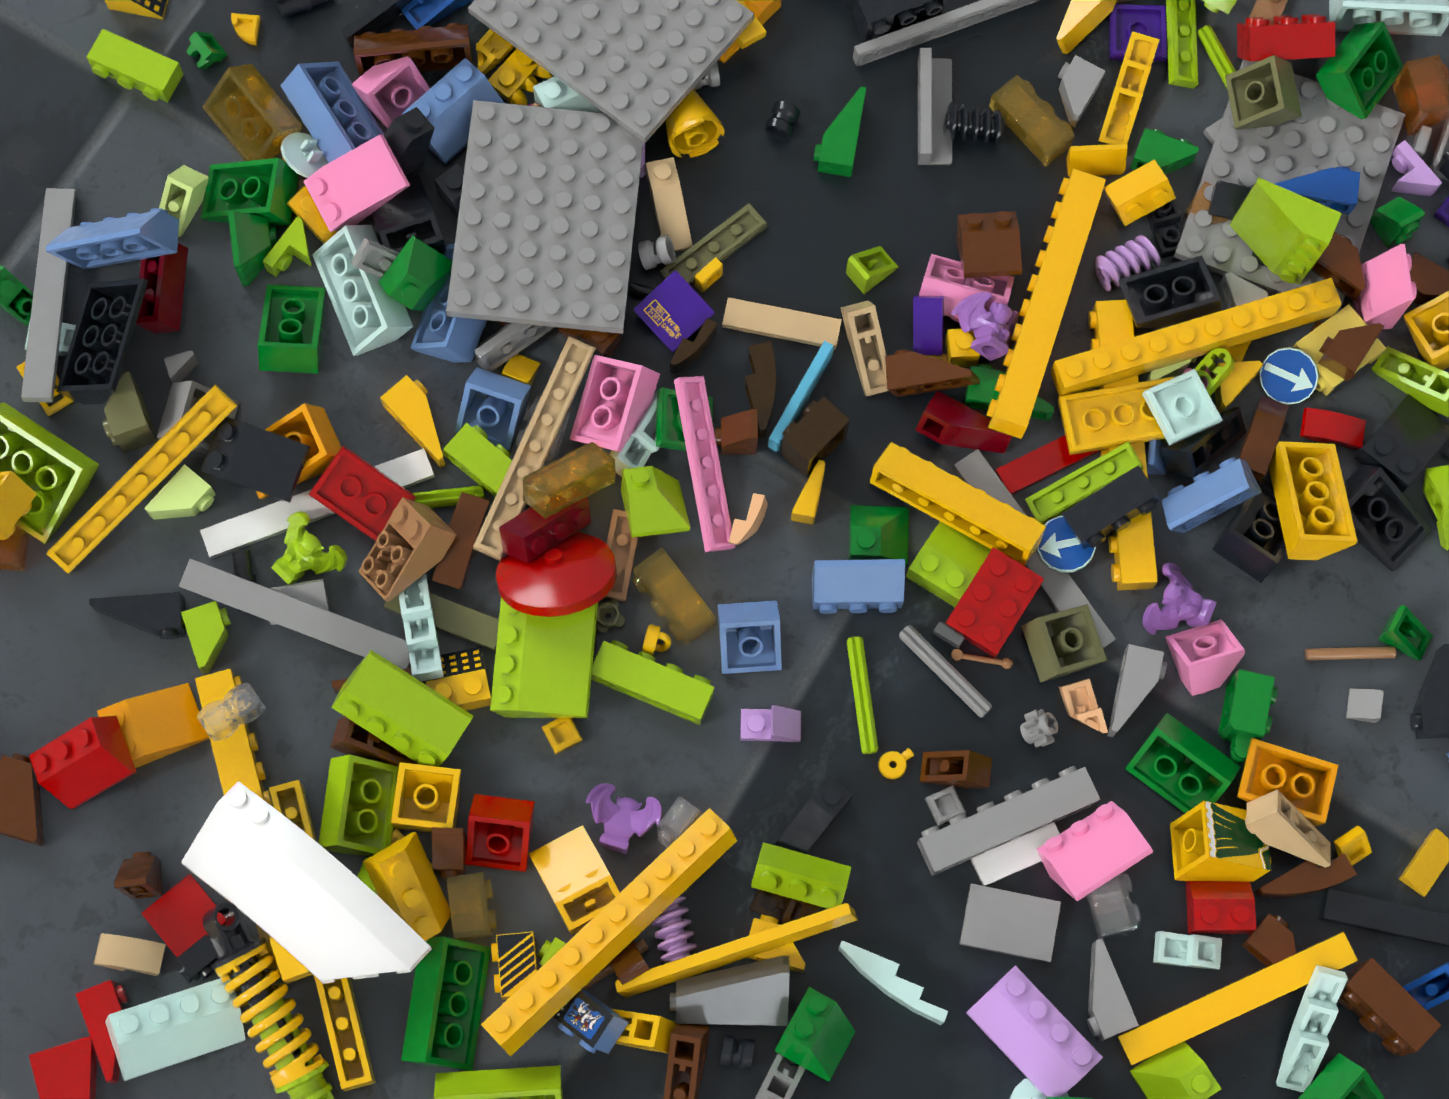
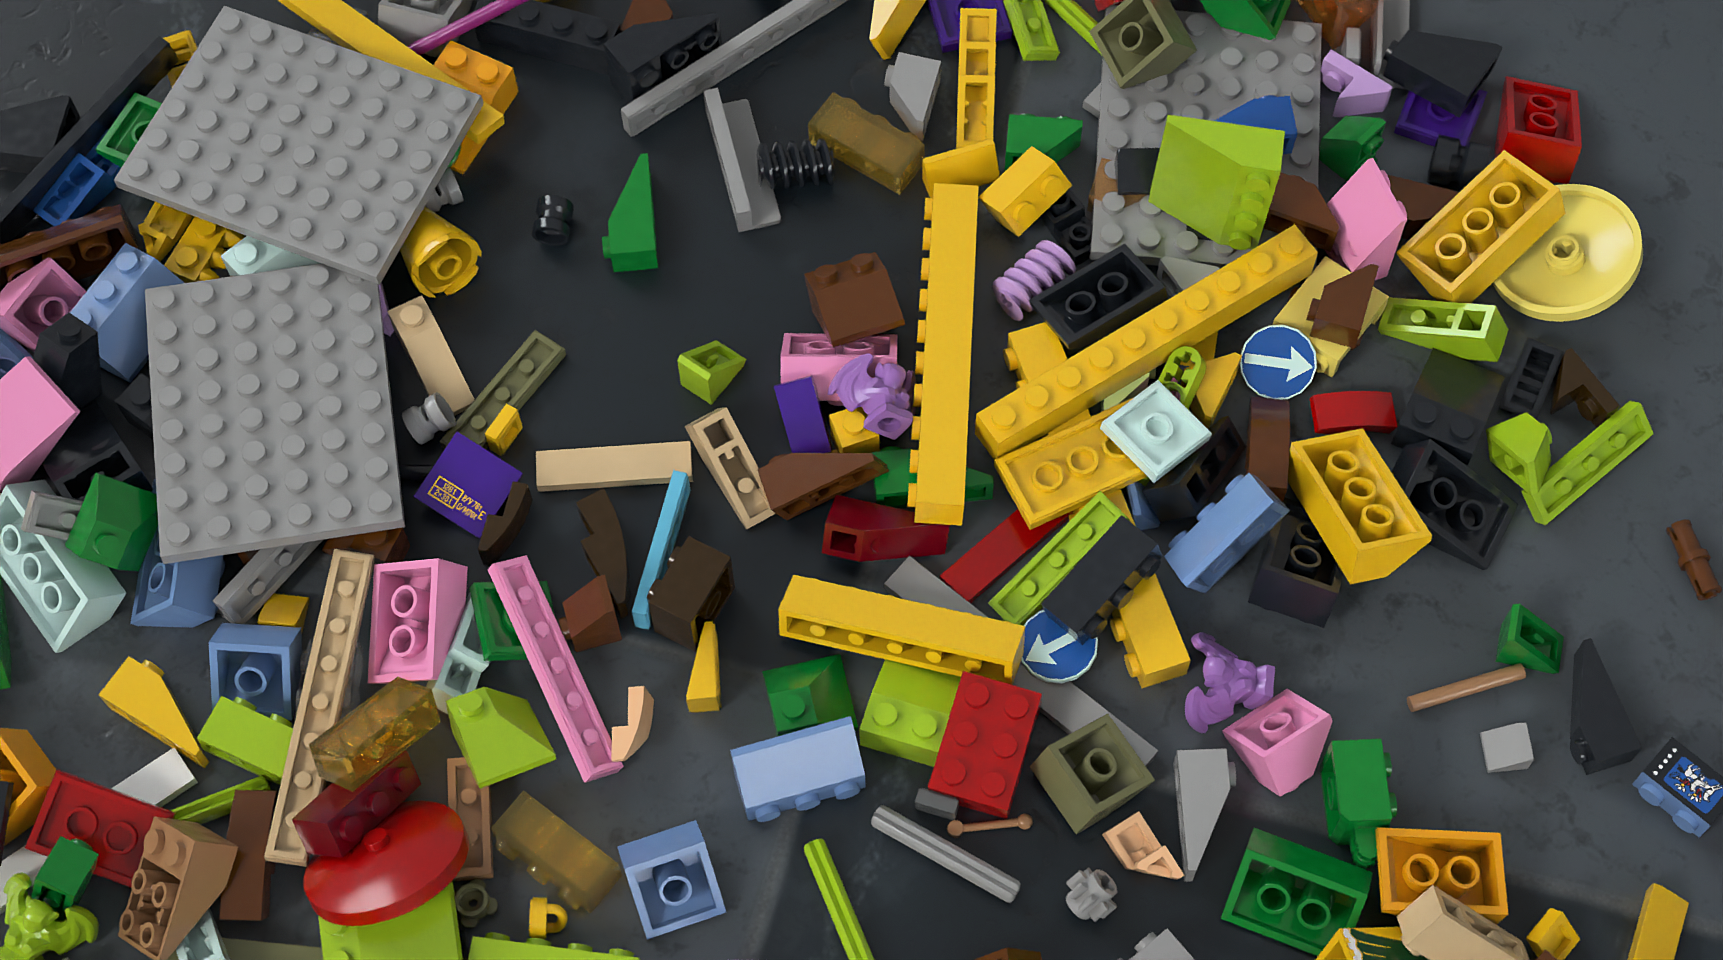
camera: 10 degrees left, 10 degrees down
(334, 522) = (65, 875): none -> green slope

